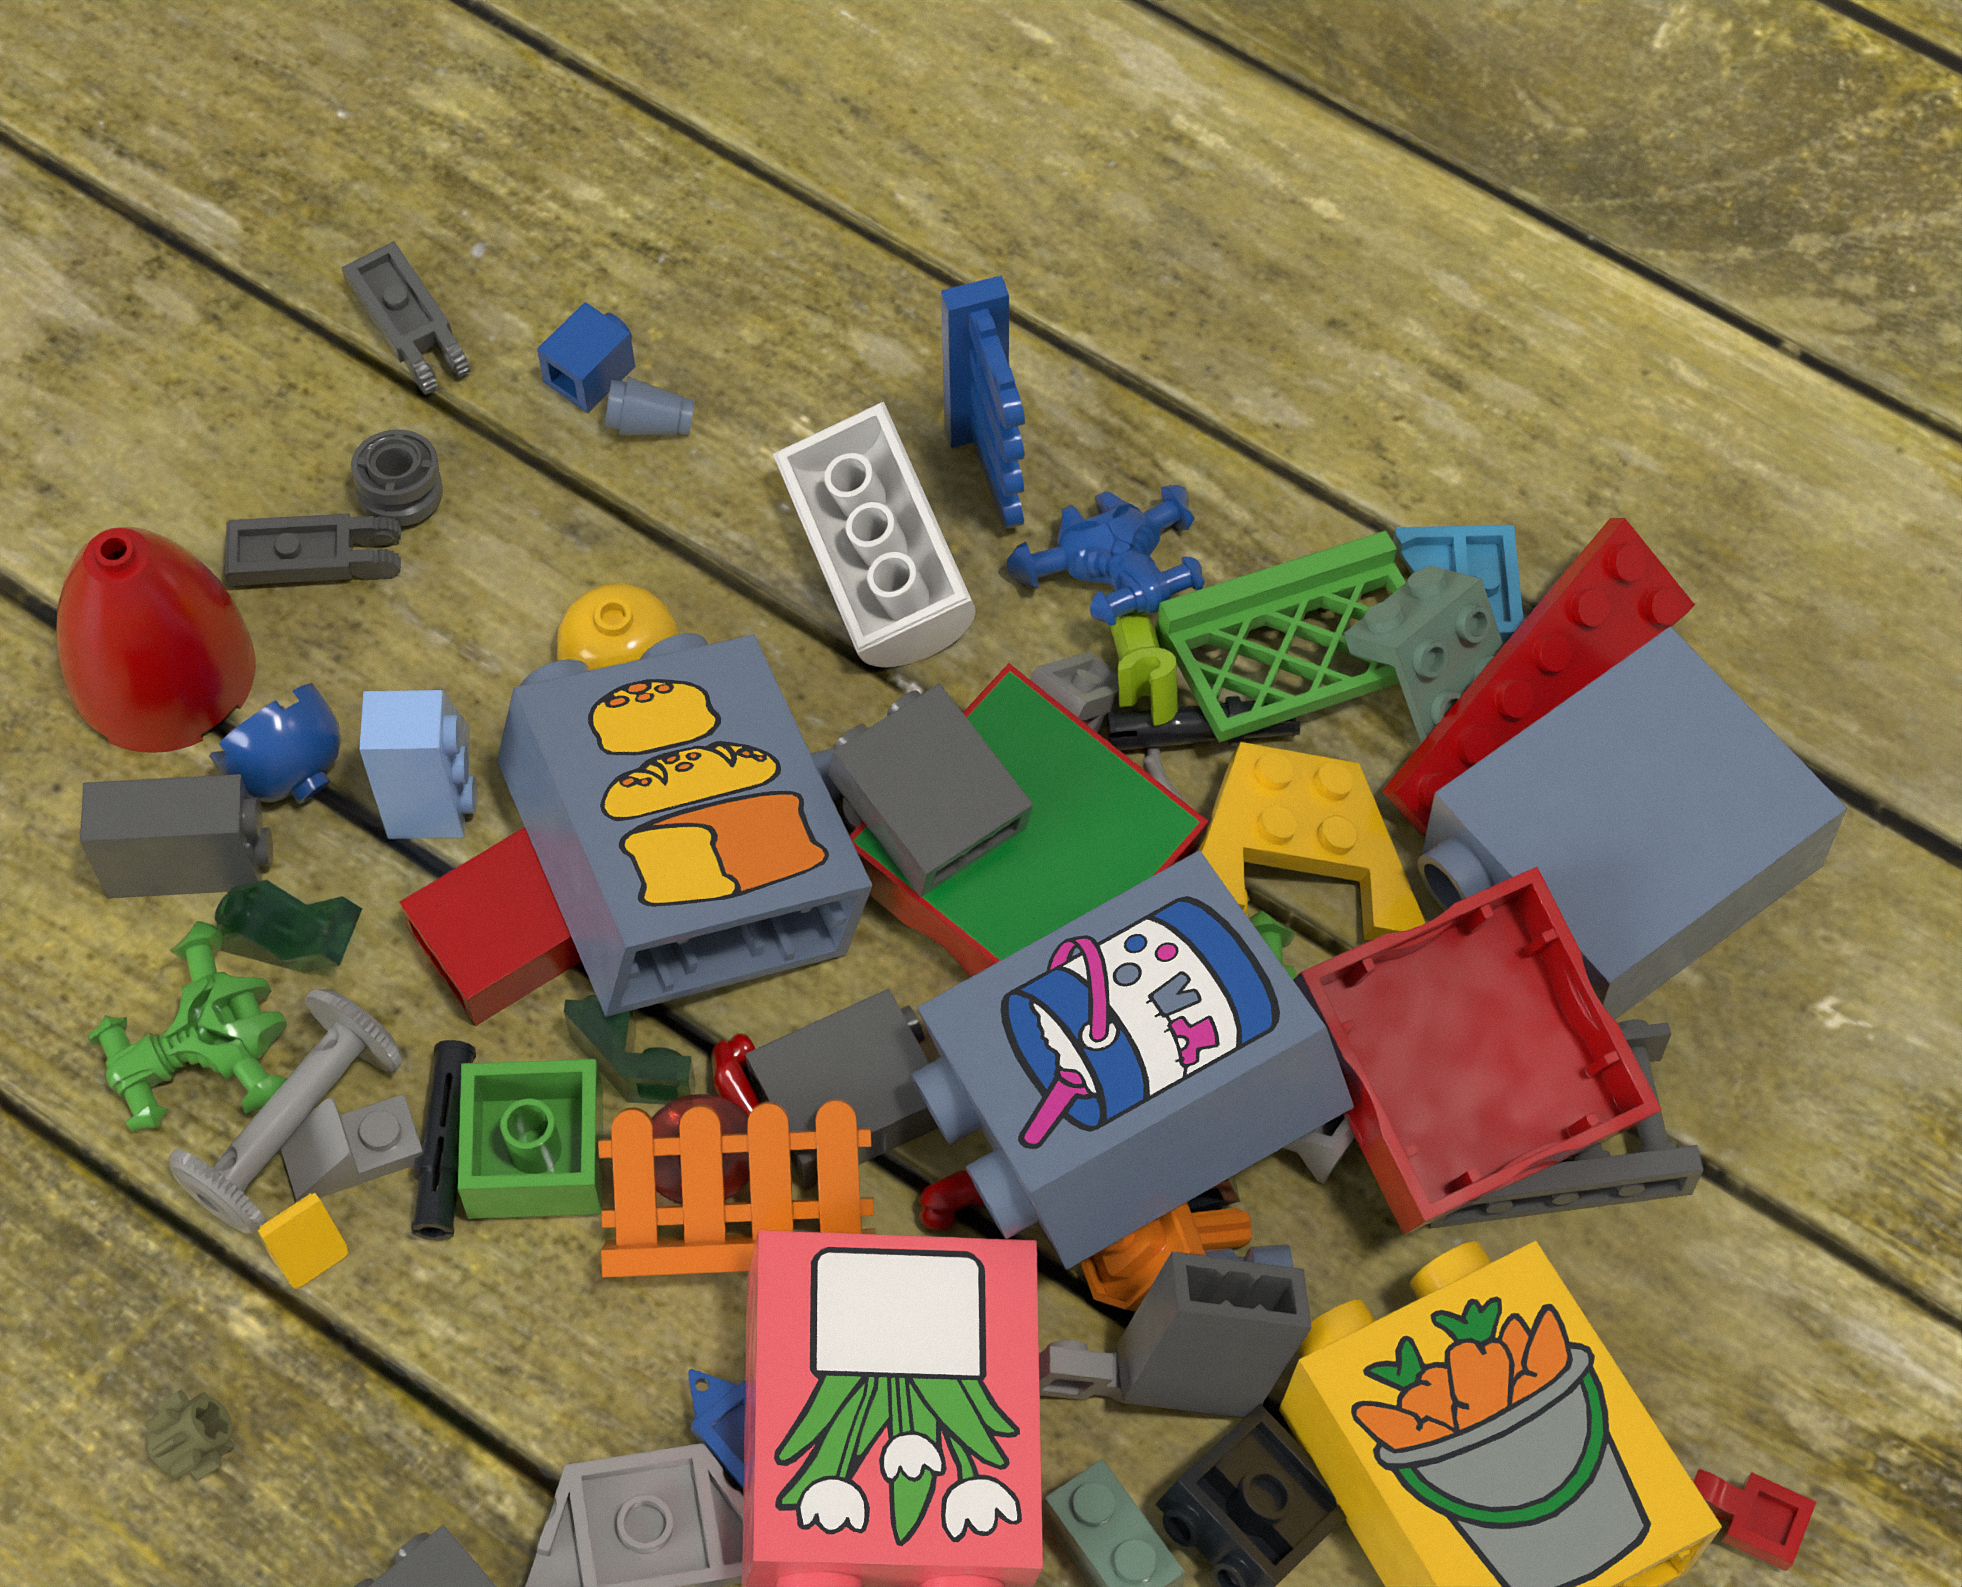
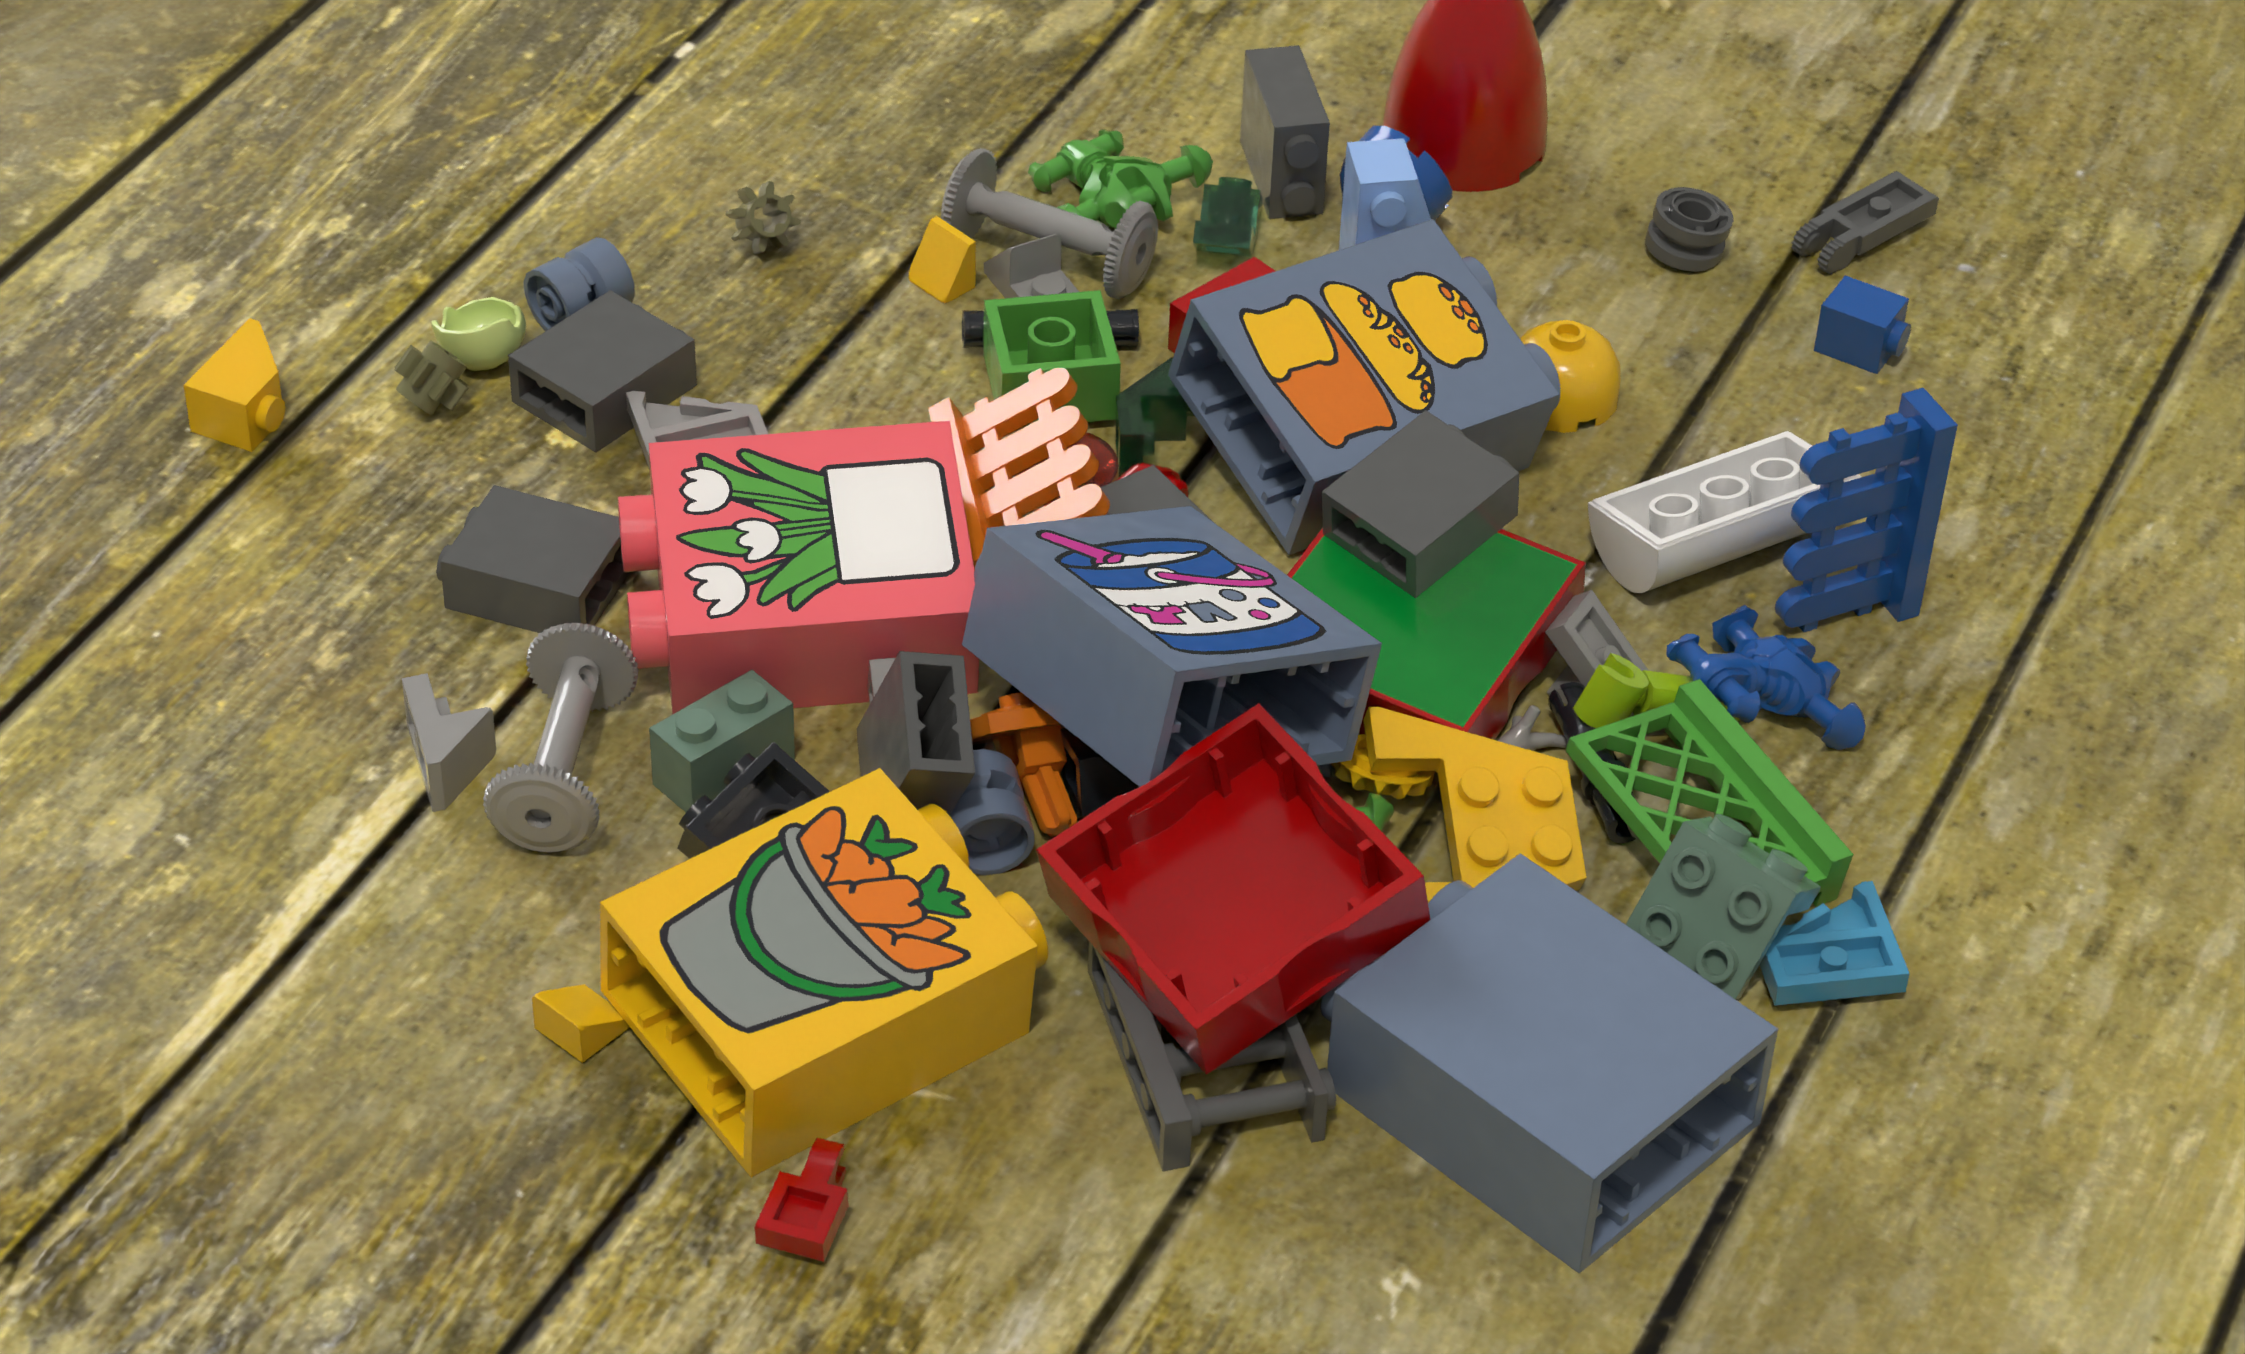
camera: 80 degrees right, 20 degrees down
(310, 549) = (1601, 193): dark grey hinge -> none
(647, 410) = (1820, 365): sand blue cone -> none
(1587, 623) = (1833, 1042): red wing -> none

